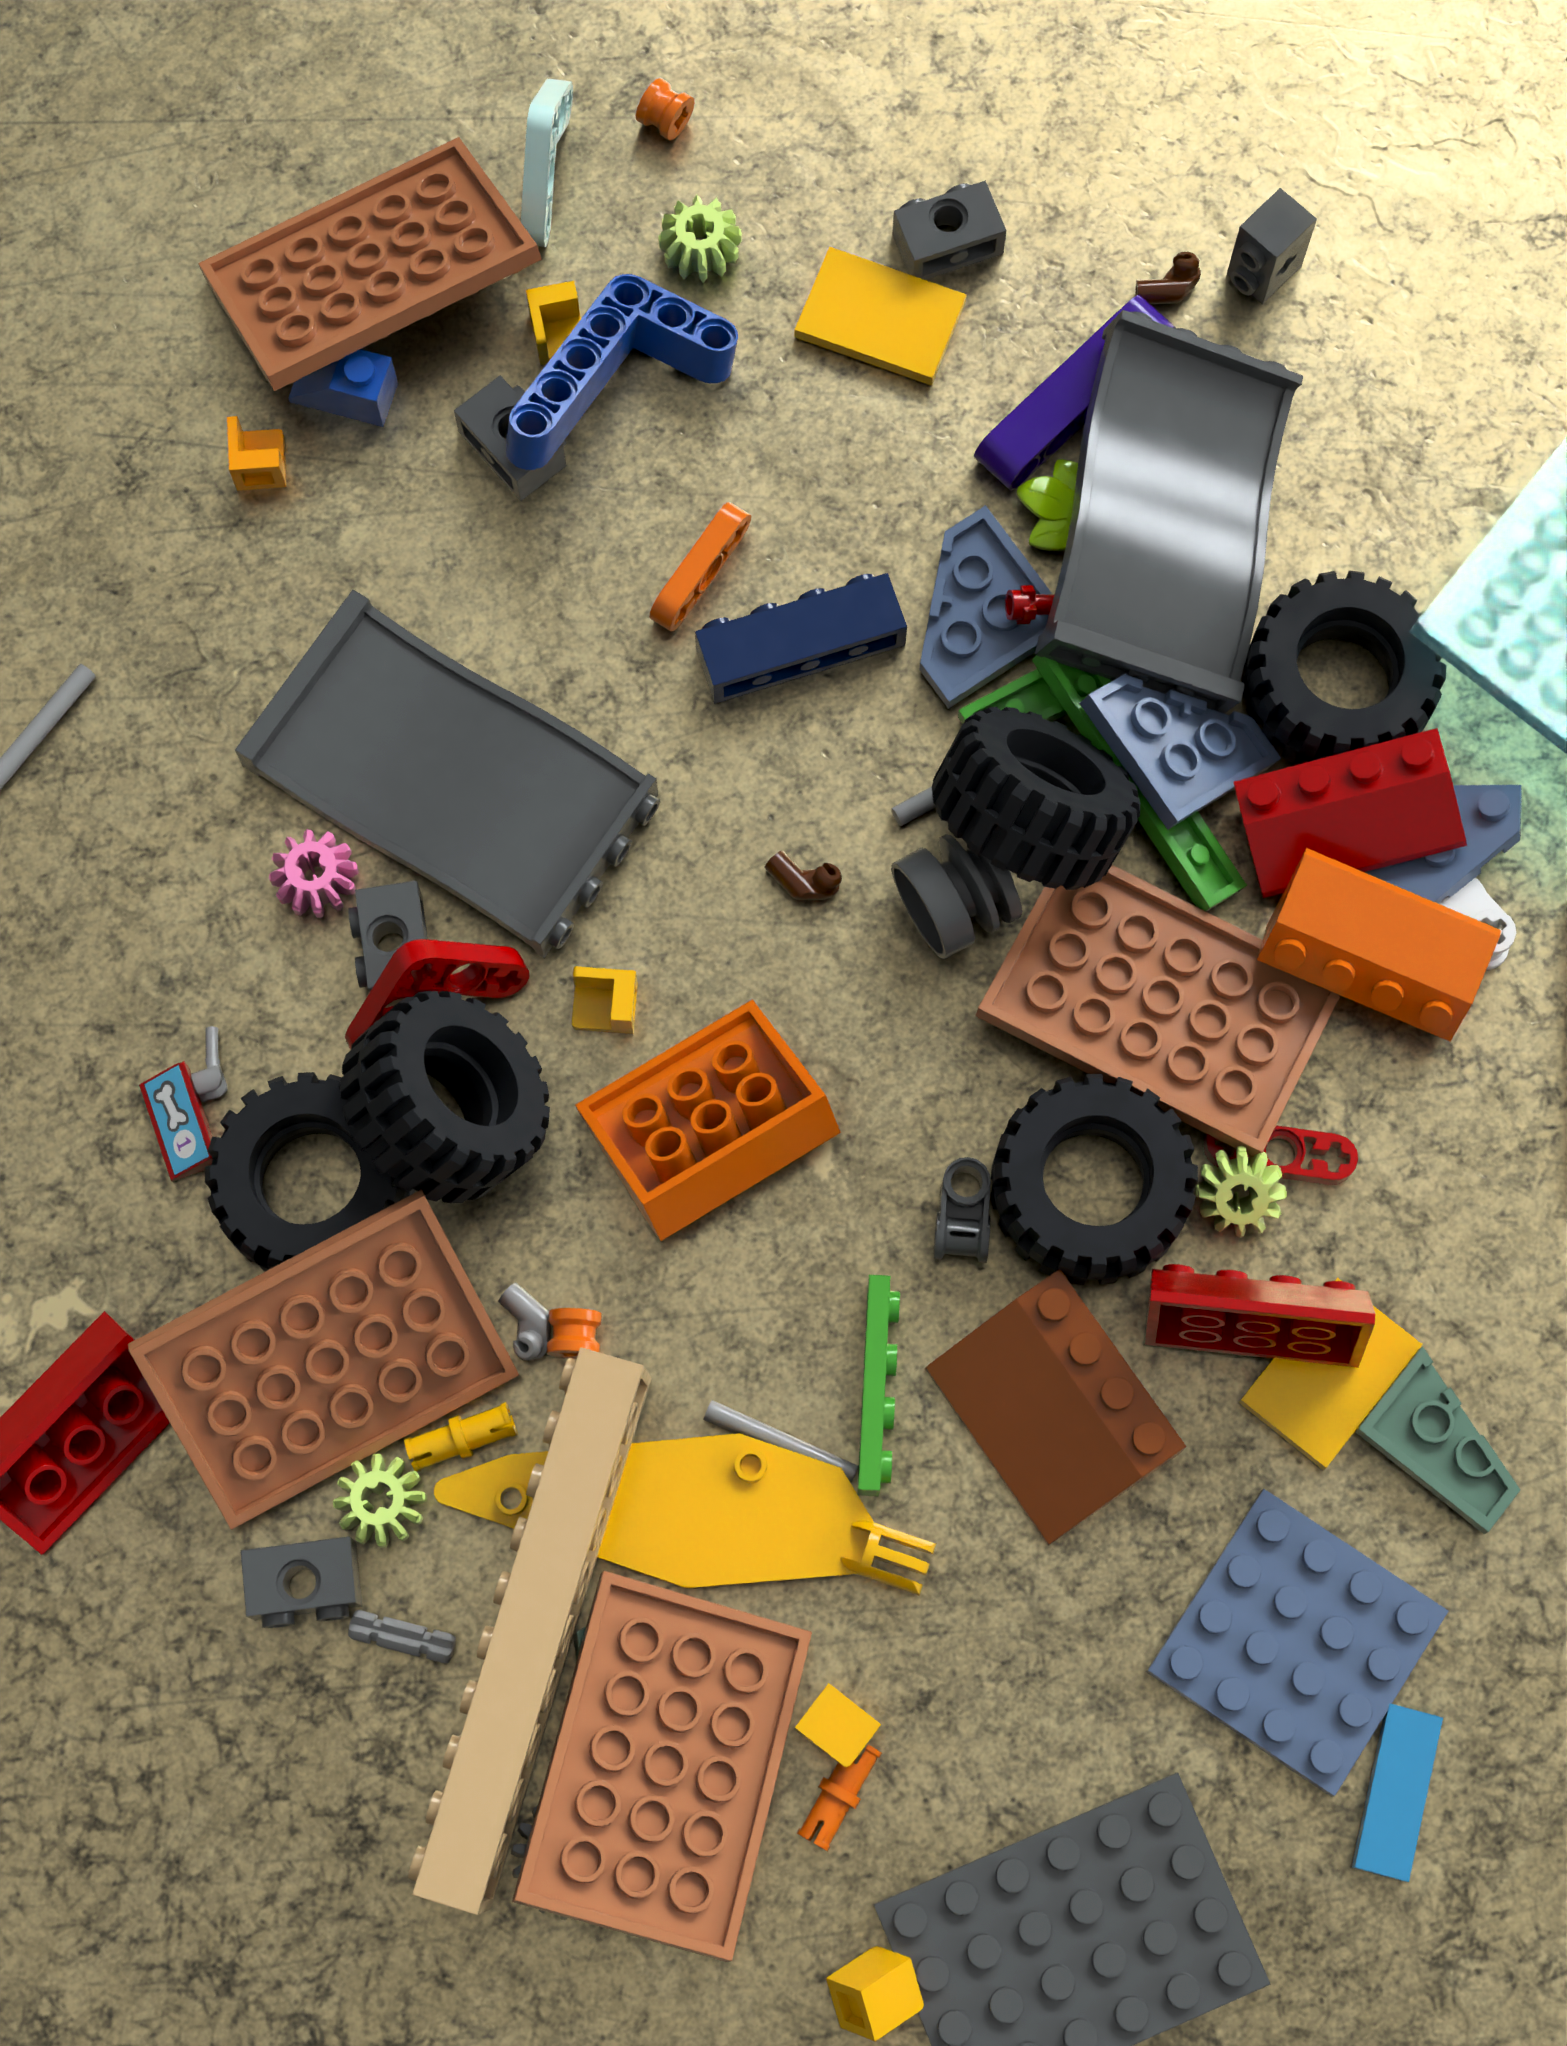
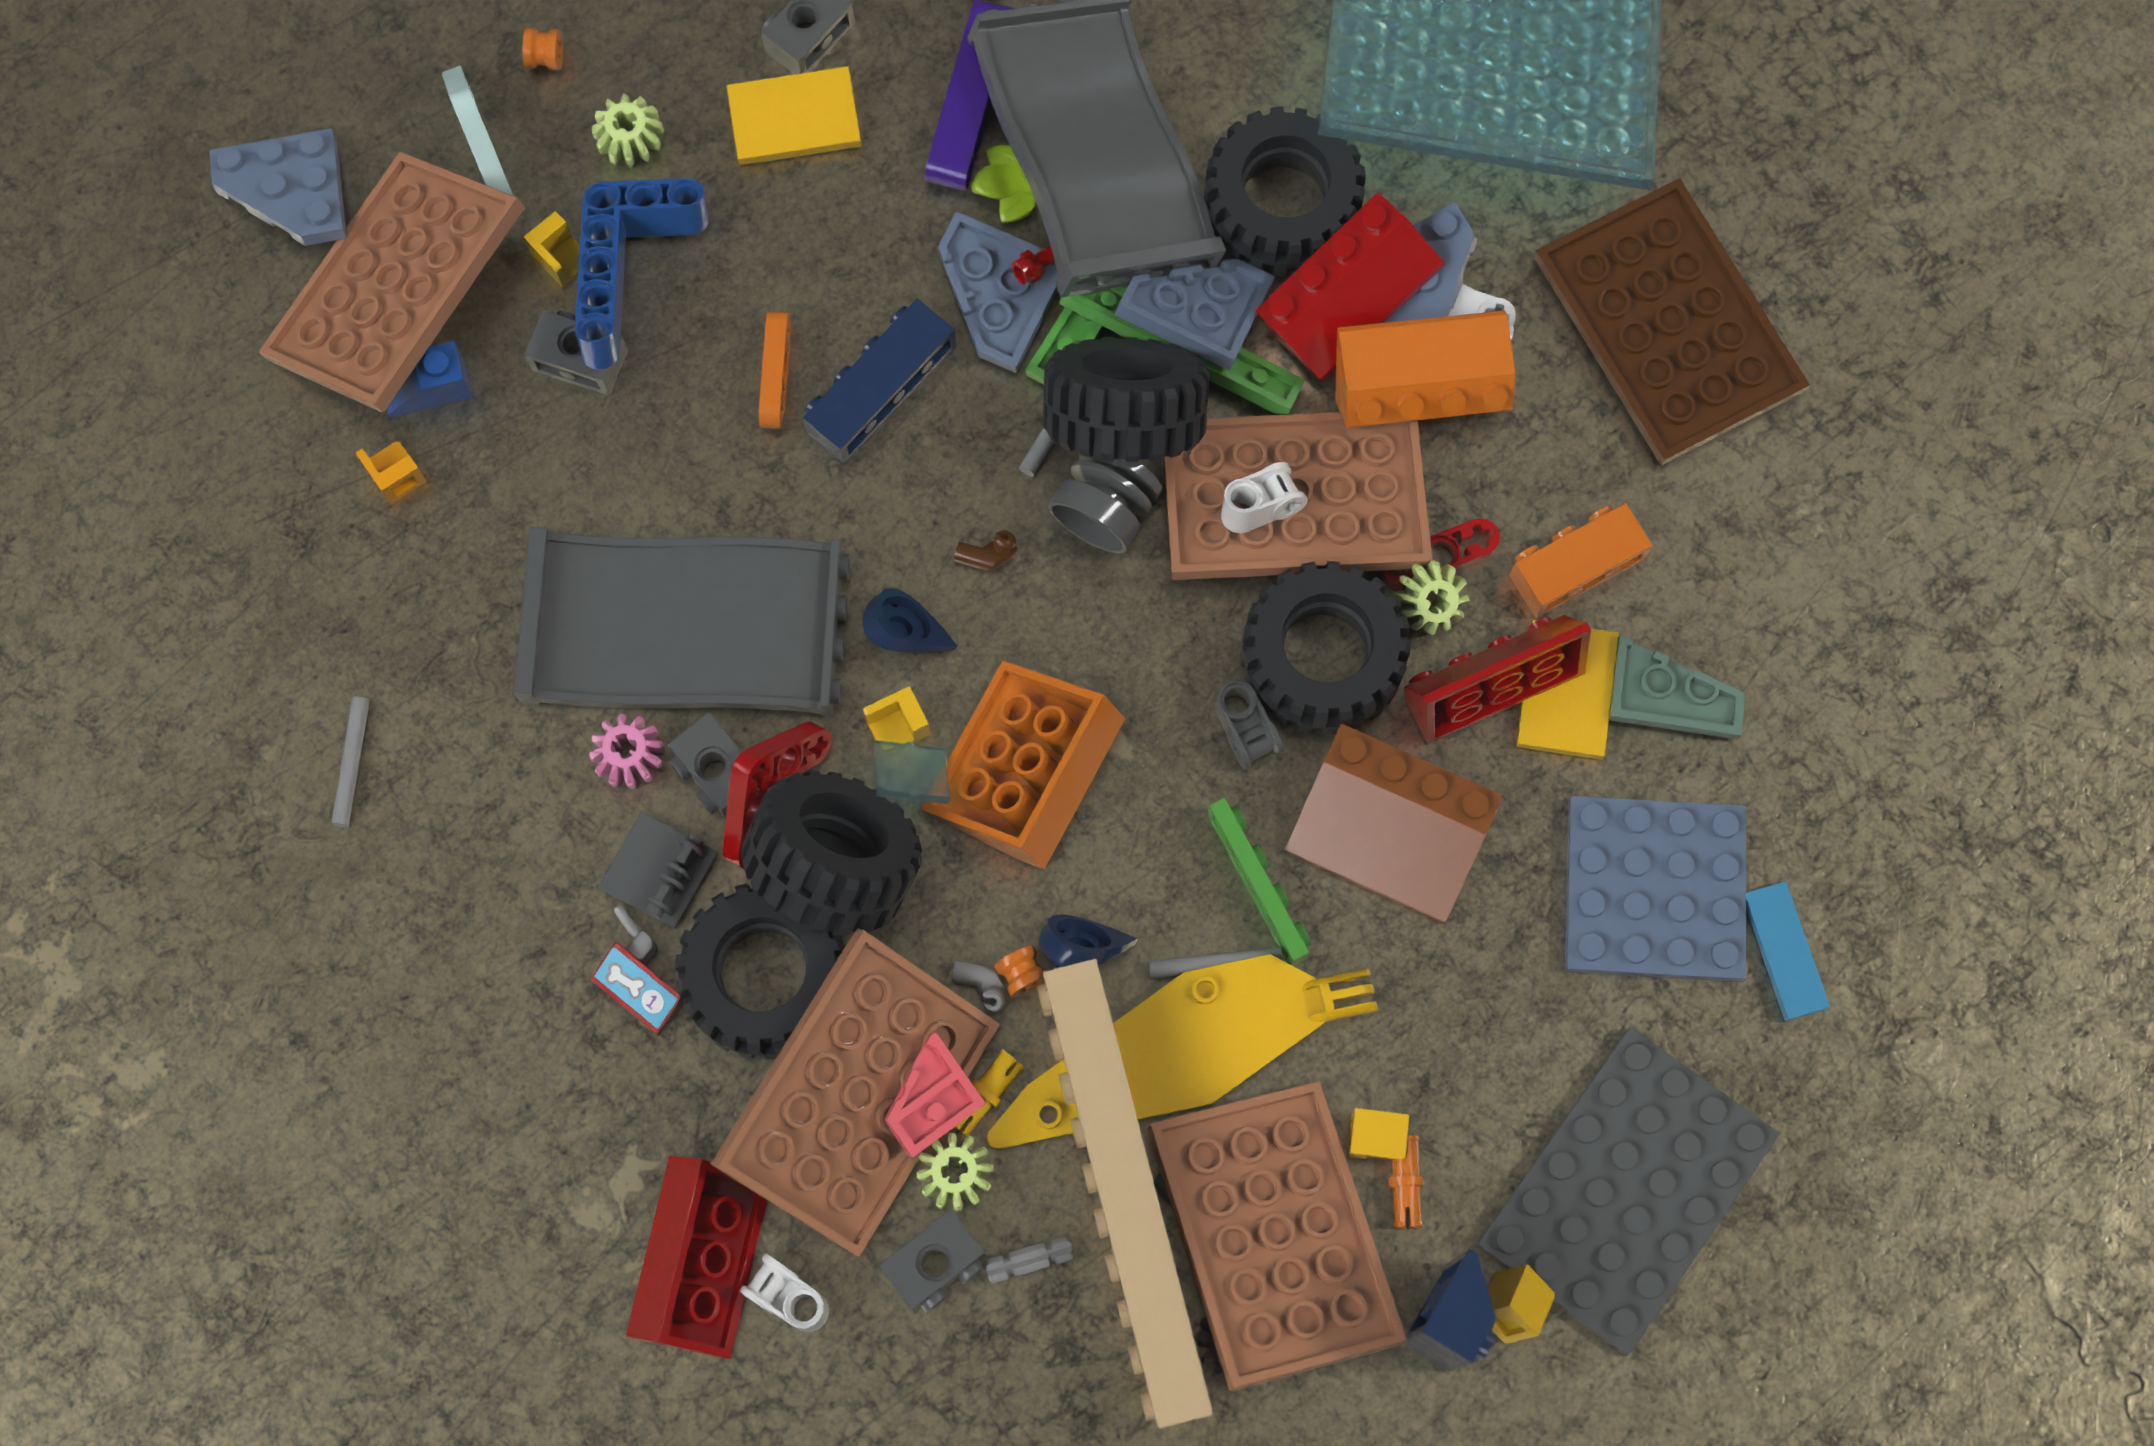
camera: 30 degrees left, 0 degrees up
(130, 1515) = (780, 1290): none -> white piece
(273, 1013) = (658, 869): none -> dark grey hinge
(329, 109) = (286, 183): none -> sand blue plate
(397, 1410) = (931, 1098): none -> coral wing
(584, 1060) = (911, 772): none -> clear light blue piece
(652, 1337) = (1076, 940): none -> dark blue piece
(671, 904) = (903, 624): none -> dark blue piece
(788, 1970) = (1456, 1316): none -> dark blue slope
(1126, 983) = (1267, 493): none -> white piece
(1427, 1241) = (1579, 558): none -> orange brick

